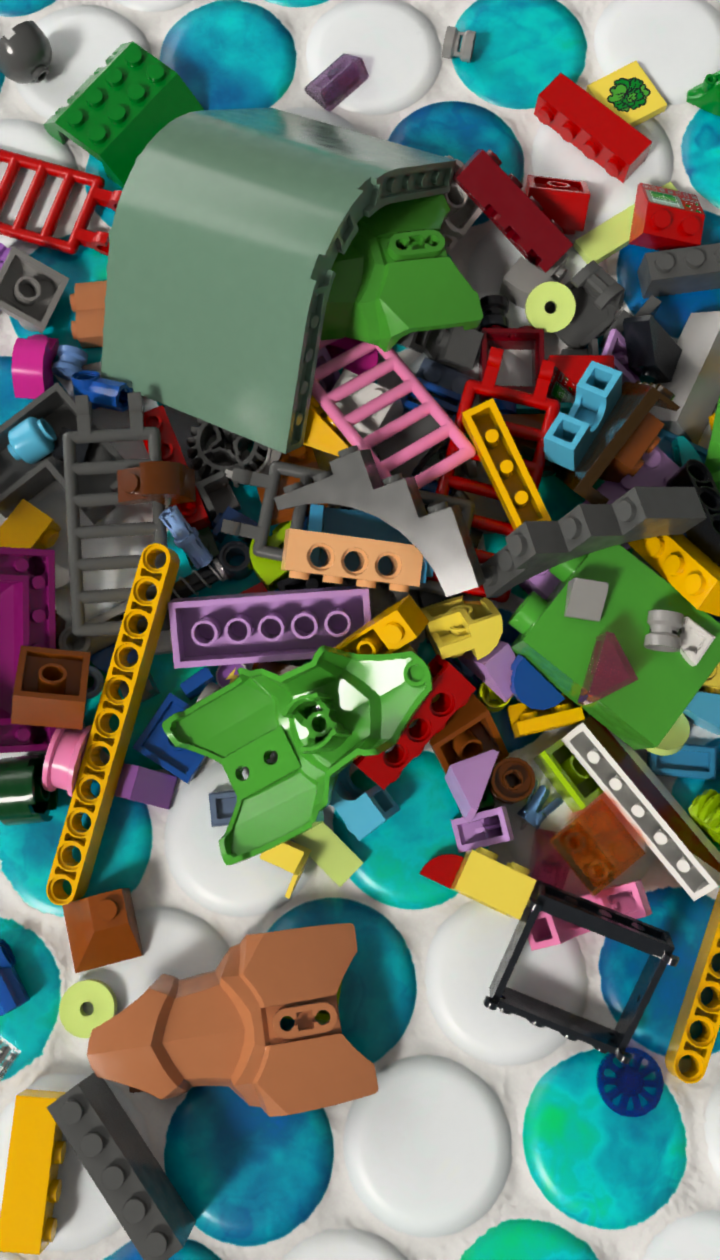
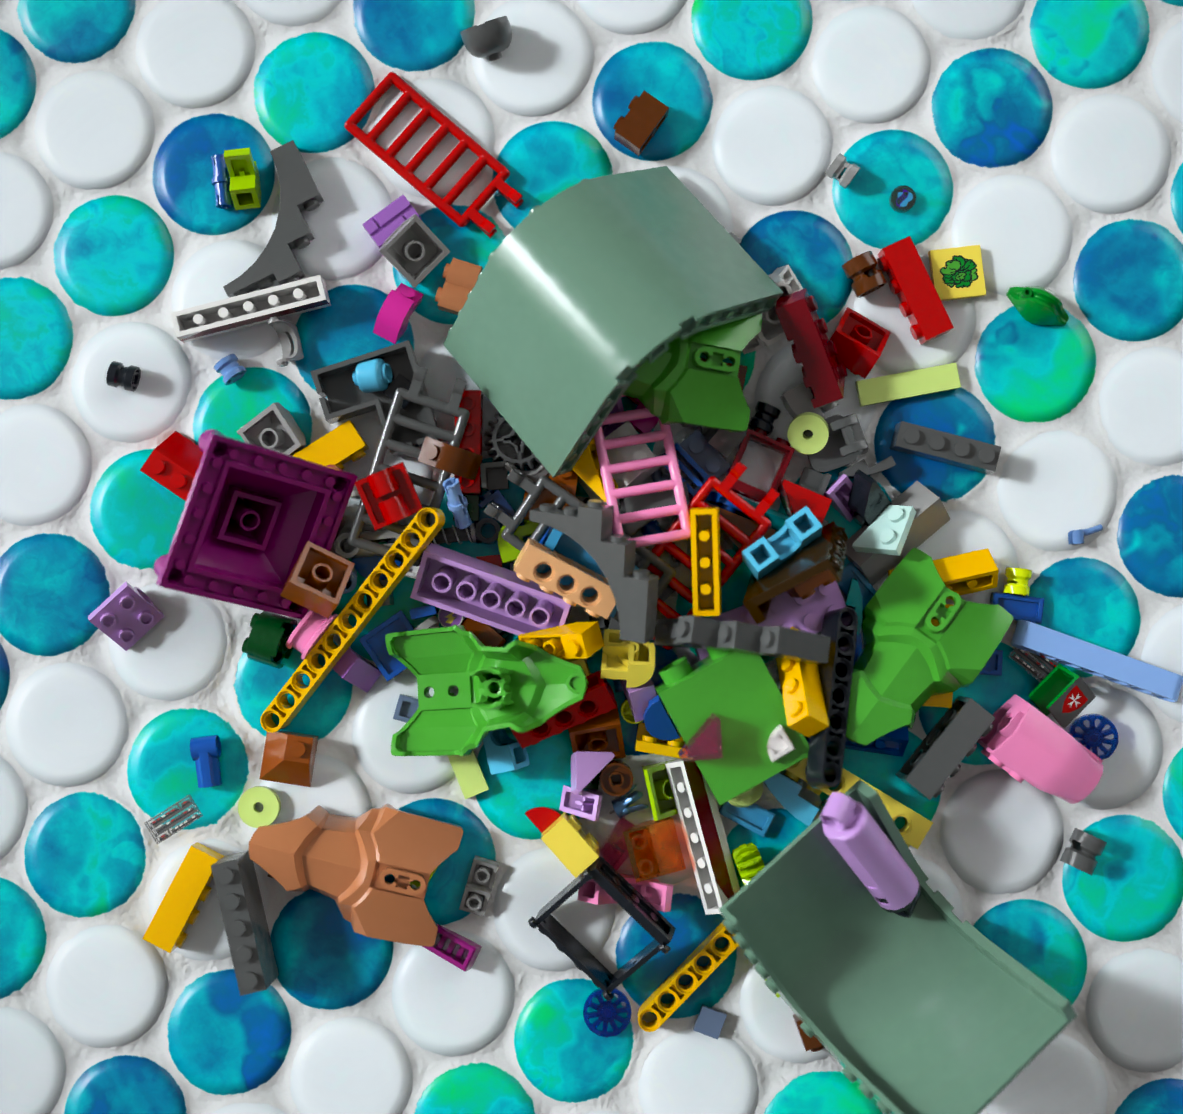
camera: 20 degrees right, 10 degrees up
(69, 362) = (424, 320): medium blue wheel -> none
(99, 555) = (389, 495): none -> red plate
(101, 391) = (433, 355): blue piece -> none
(122, 109) = (549, 122): green slope -> none
(224, 75) = (640, 123): none -> reddish brown brick
(289, 857) = (440, 766): light yellow bracket -> none
(337, 81) = (731, 159): clear purple slope -> none
(400, 1097) = (464, 943): none -> magenta slope
(402, 989) = (479, 885): none -> light grey slope
(530, 130) = (864, 274): none -> reddish brown wheel
(533, 50) = (902, 199): none -> clear smoke tile
(585, 599) = (714, 685): light grey slope -> none
(664, 630) = (759, 730): light grey wheel -> none
(666, 219) = (935, 395): red slope -> none
(691, 369) = (887, 532): none -> light aqua wing

